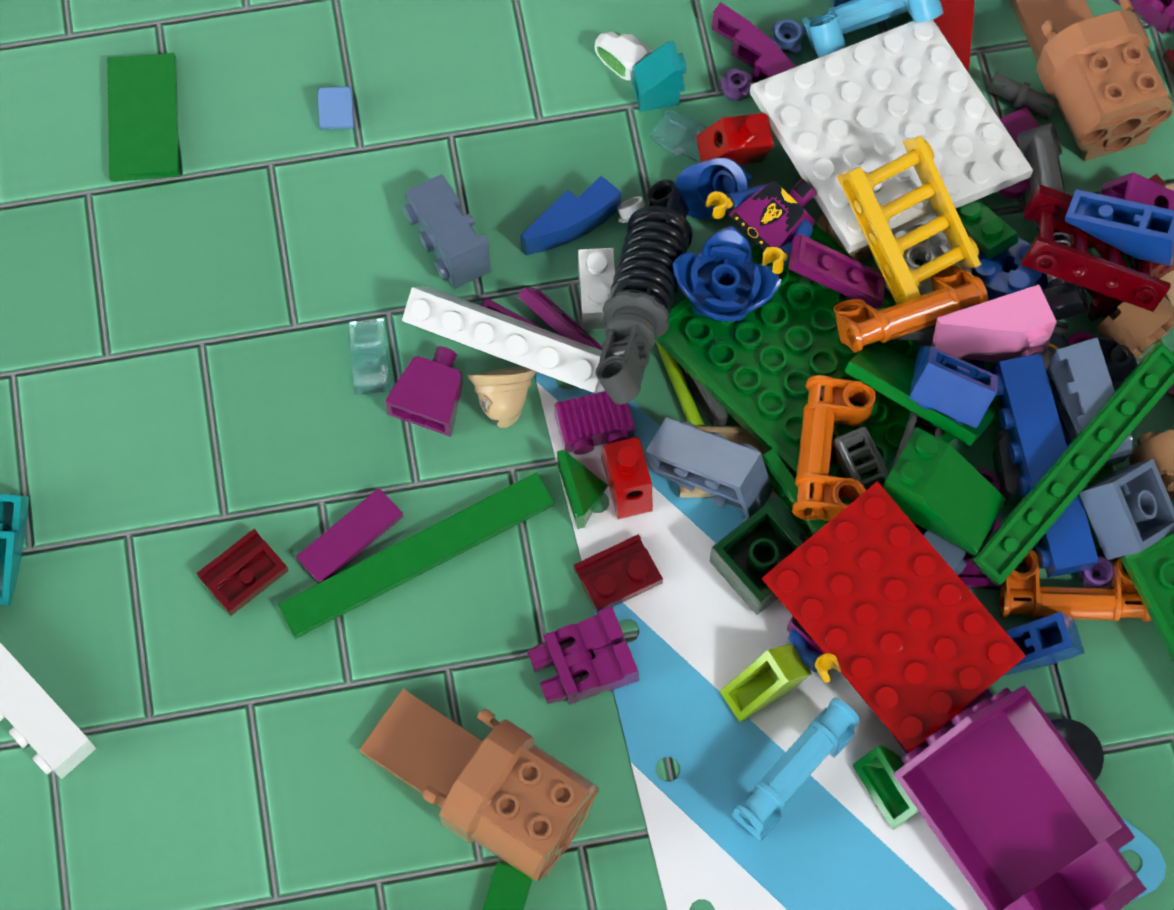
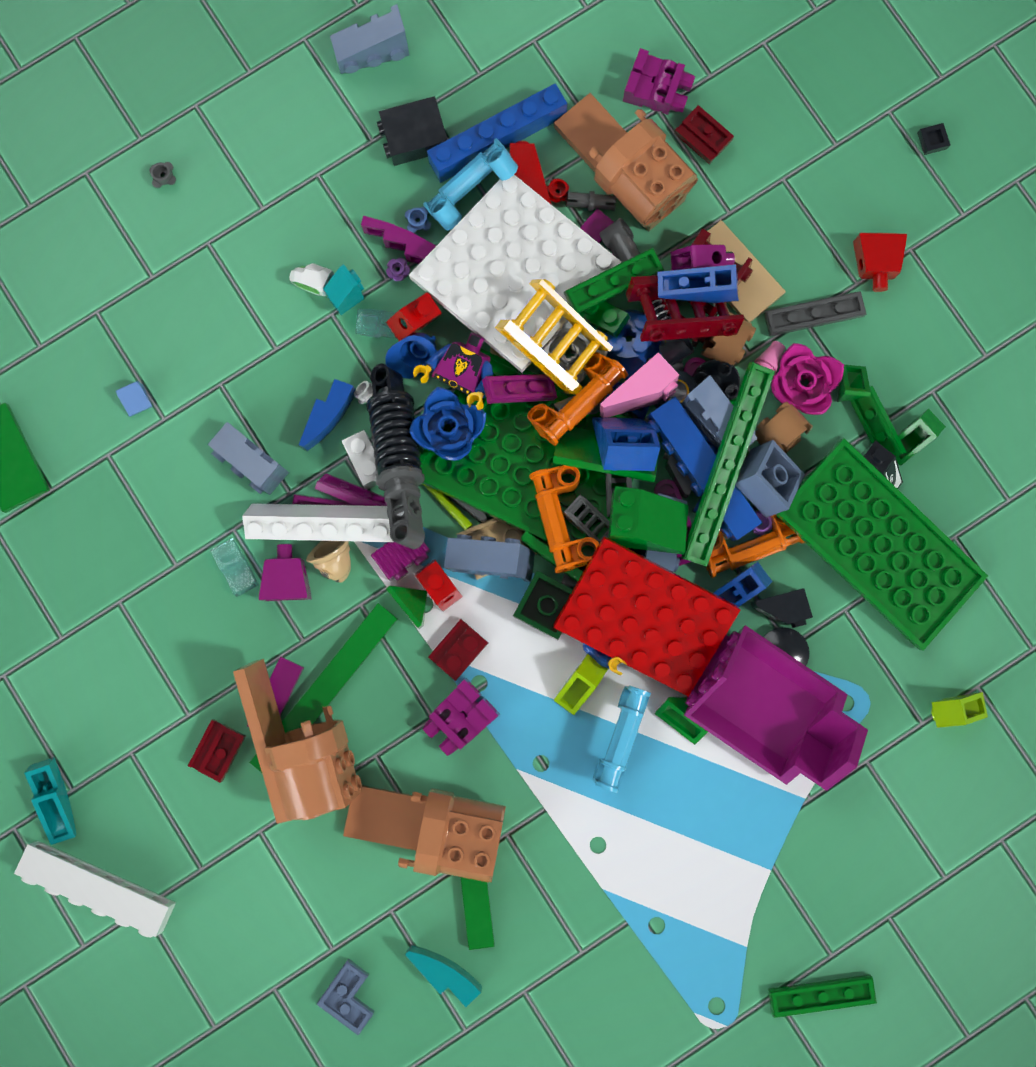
camera: 20 degrees left, 15 degrees up
(352, 625) = (305, 768): none -> nougat piece
(983, 60) = (562, 186): none -> red plate
(1008, 185) = (612, 281): none -> green tile
(1089, 694) = (786, 608): none -> black slope

